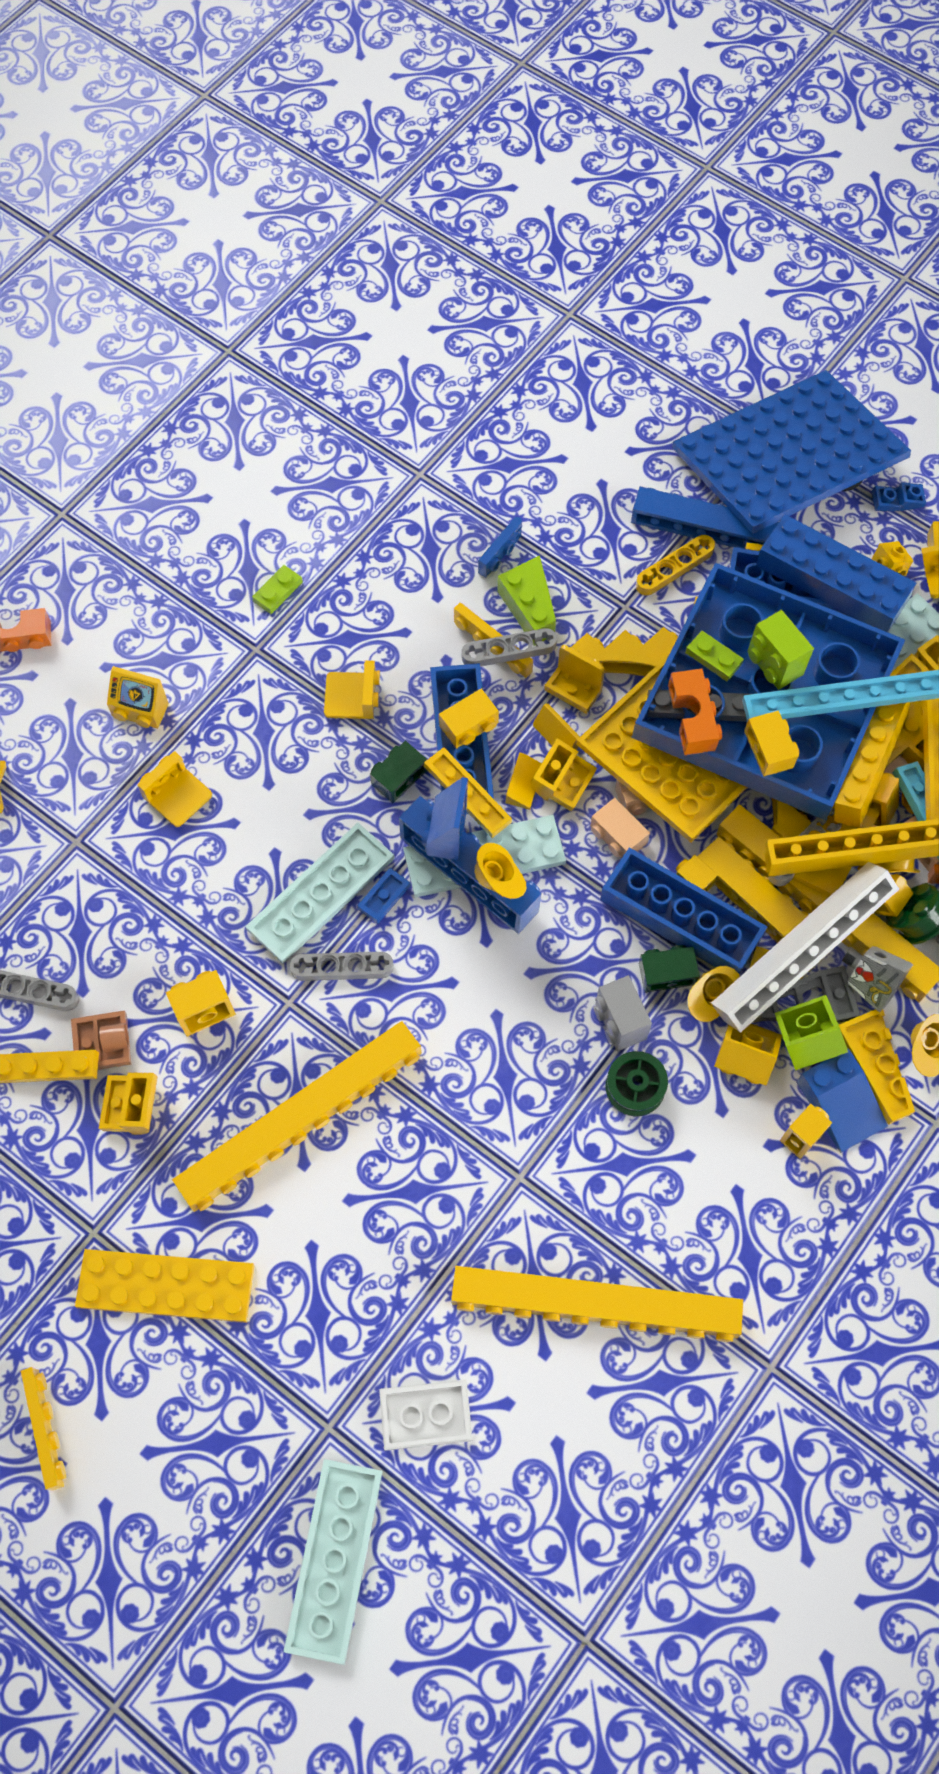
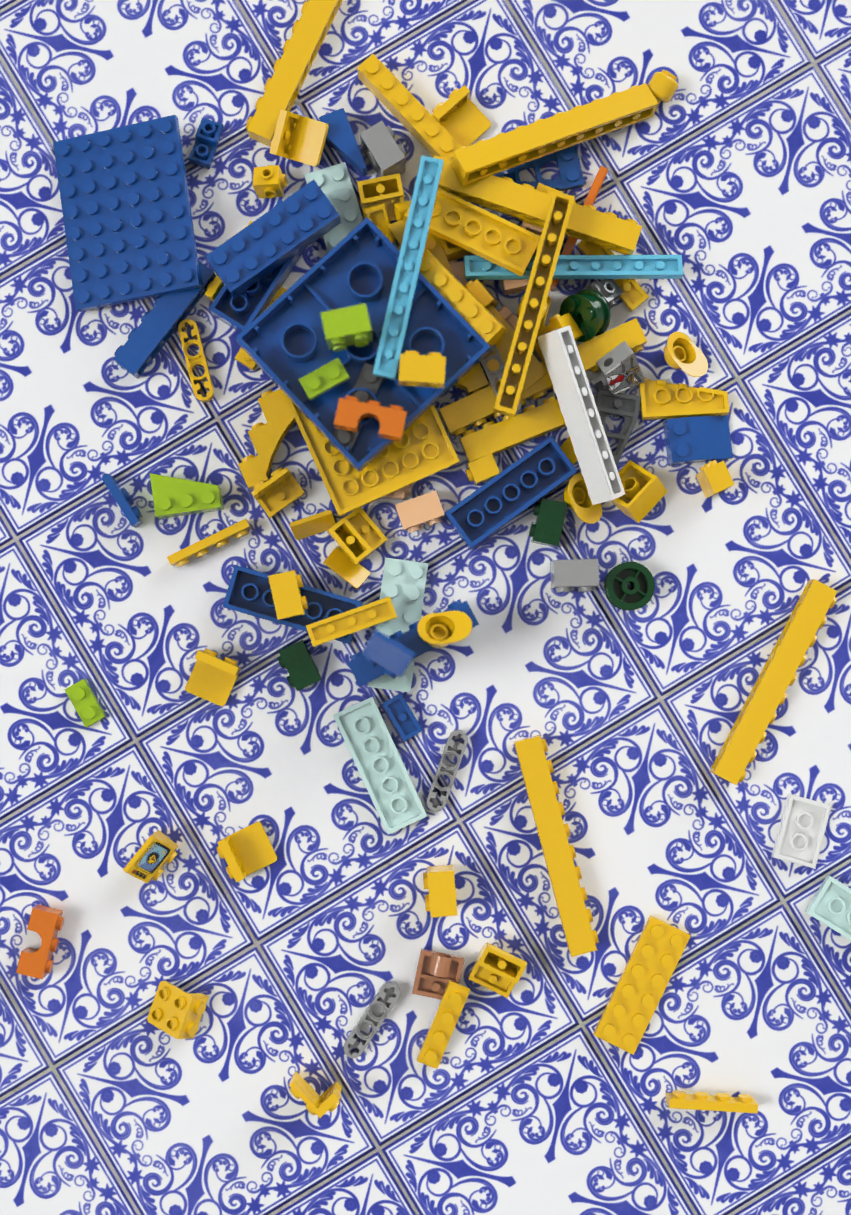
camera: 80 degrees left, 20 degrees up
(507, 643) = (232, 535): light grey beam -> none
(811, 1032) = (645, 441): lime brick -> none

